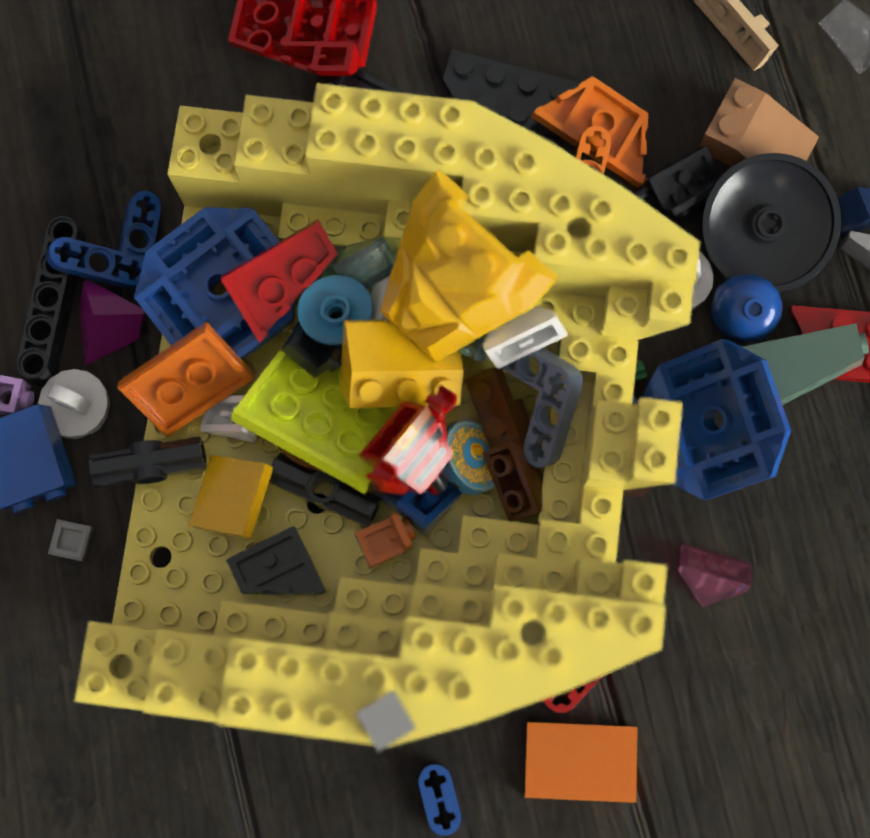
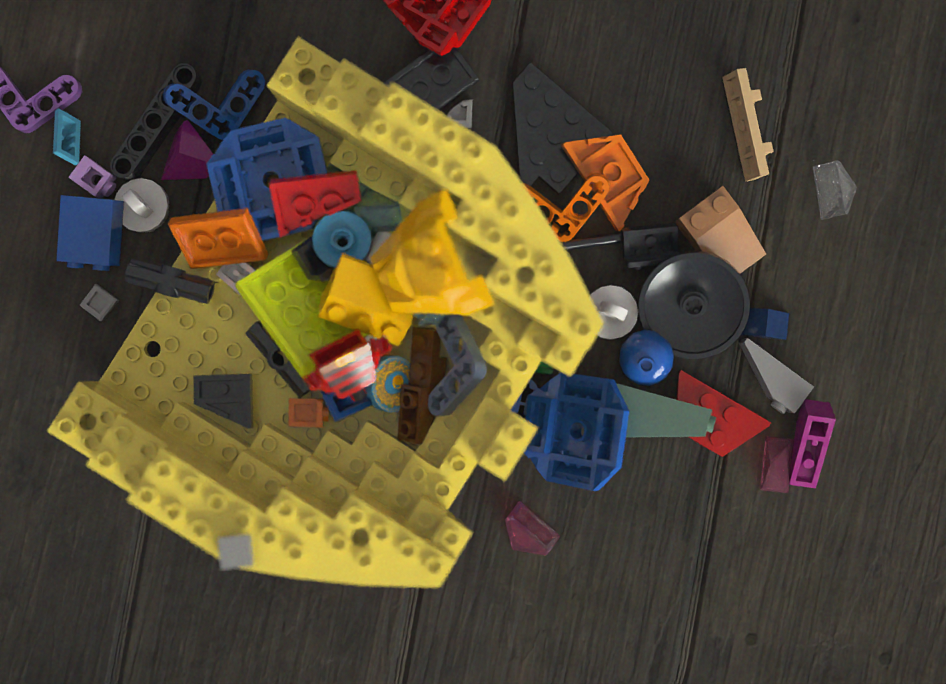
camera: 25 degrees right, 10 degrees up
(231, 496) = (215, 333): yellow tile -> none
(448, 796) = (265, 594): blue beam -> none
(523, 336) = (458, 326): white slope -> none
(581, 762) = (379, 616): orange tile -> none

